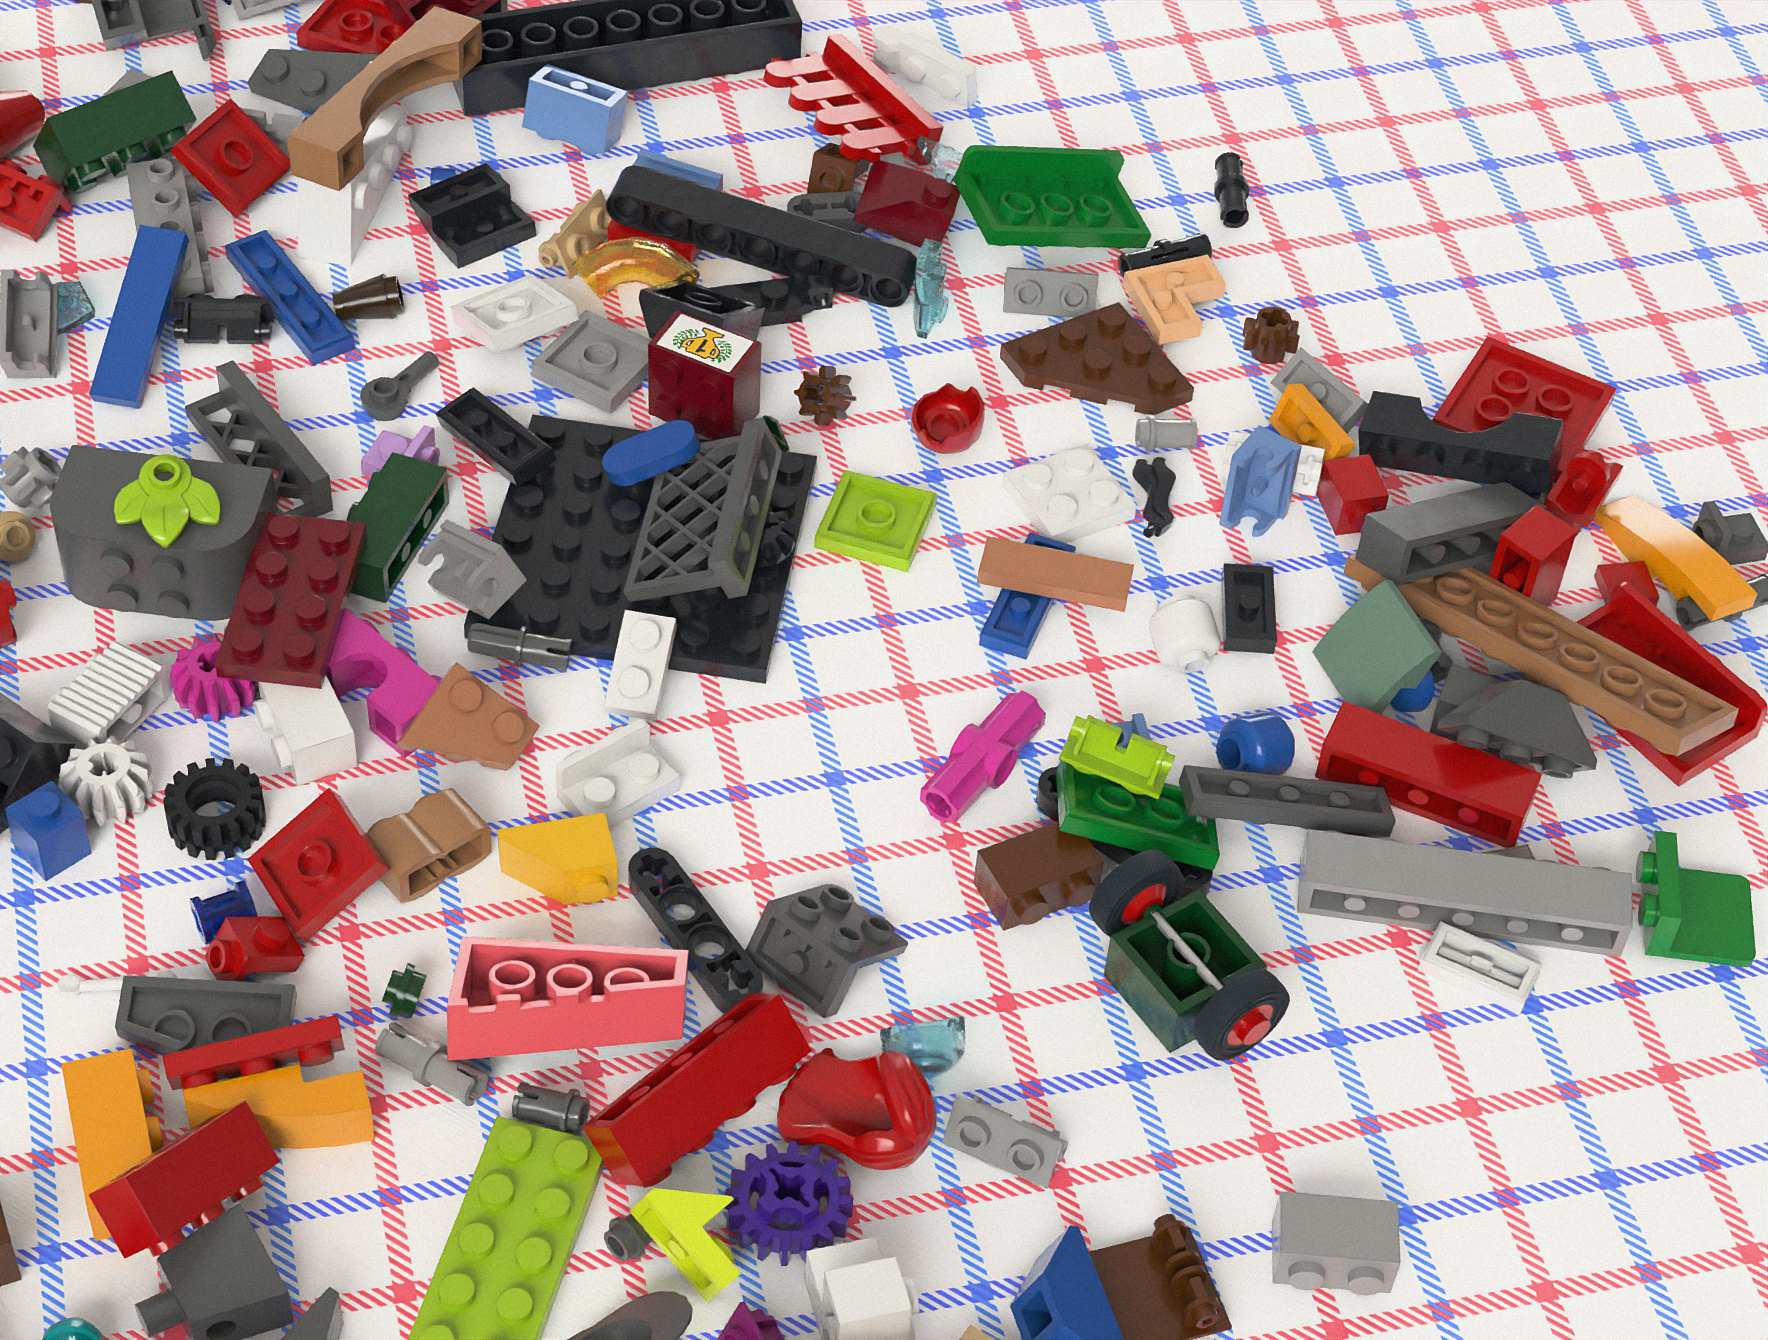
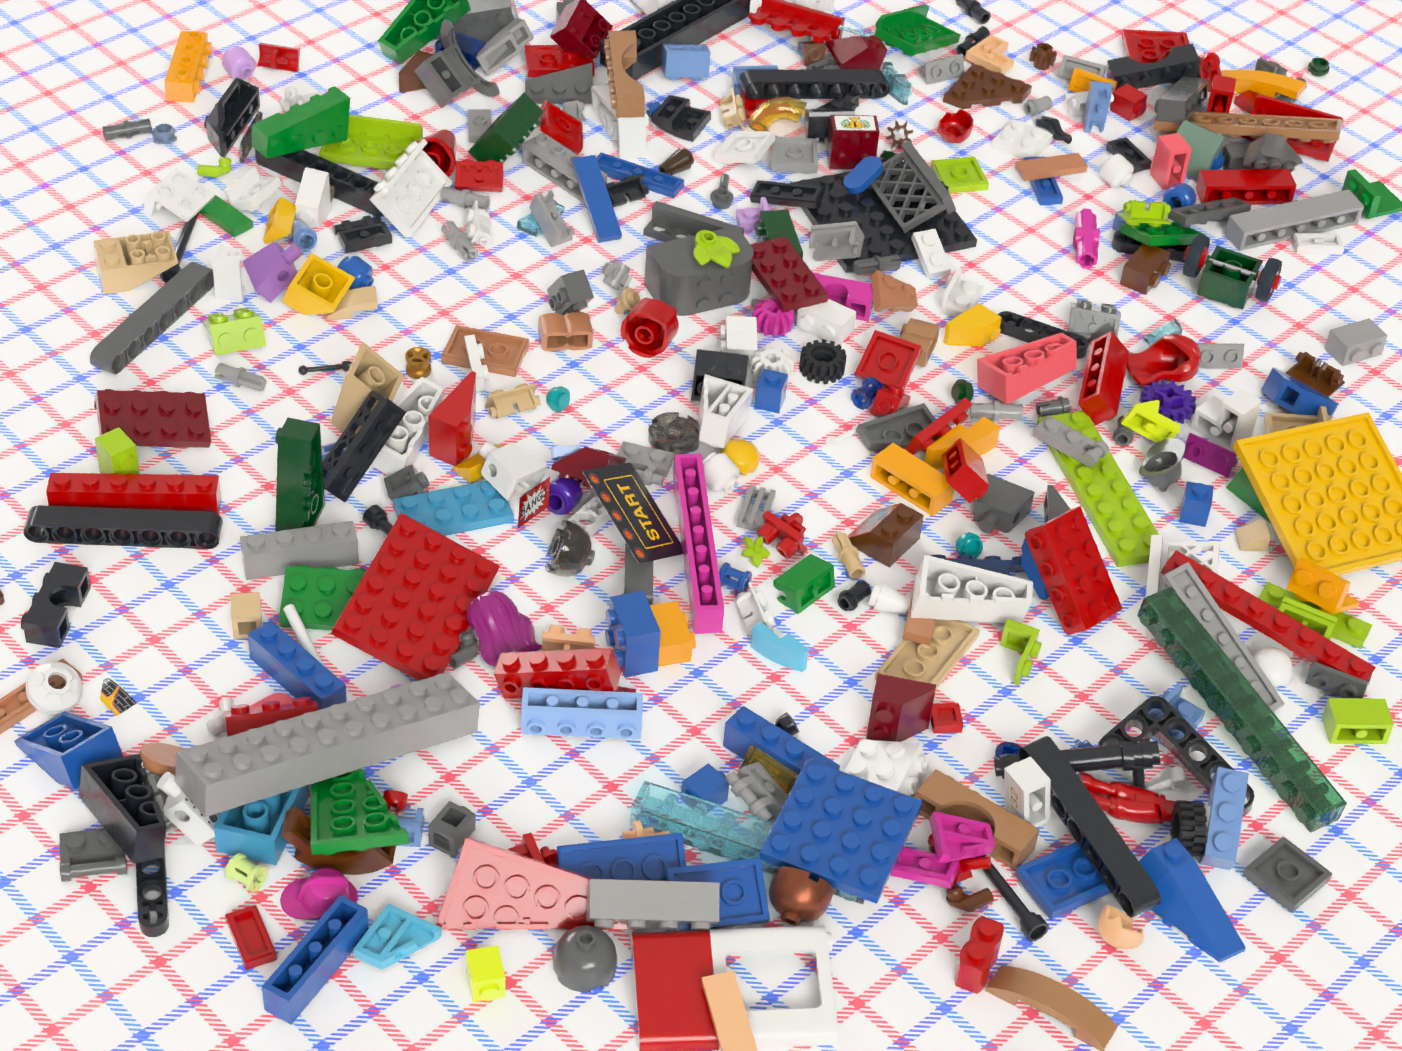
camera: 30 degrees left, 5 degrees down
(482, 1204) = (1070, 441): none -> light grey plate
(1299, 657) = (1170, 160): none -> coral brick

